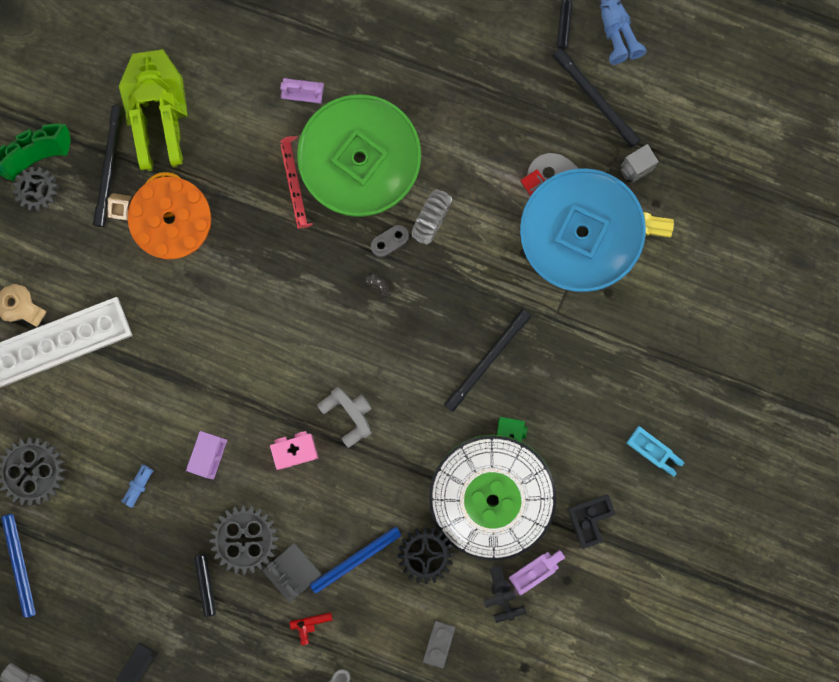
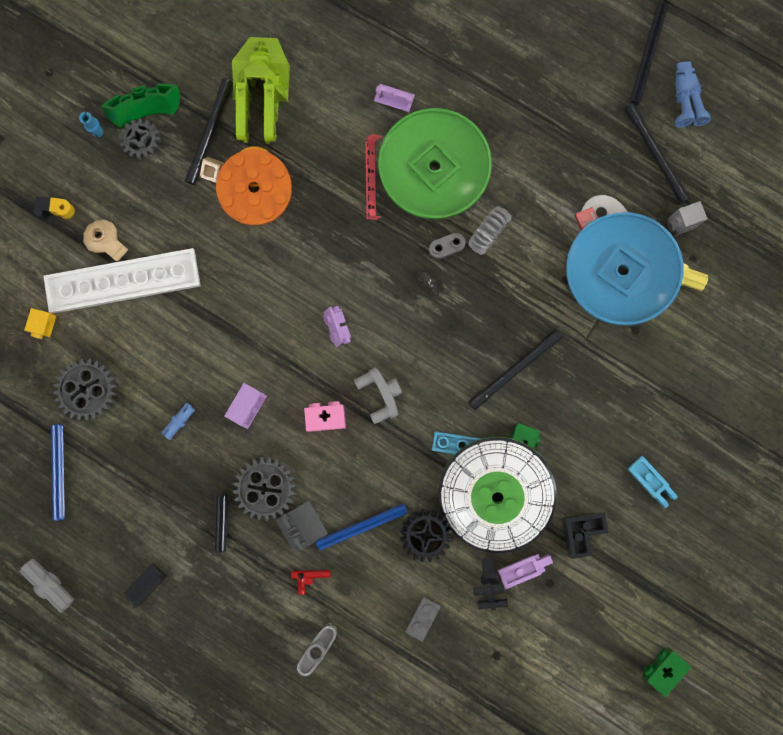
camera: 10 degrees right, 0 degrees up
(291, 359) = (333, 318): none -> lavender hinge
(432, 452) = (449, 442): none -> medium azure tile
(712, 640) = (675, 667): none -> green brick

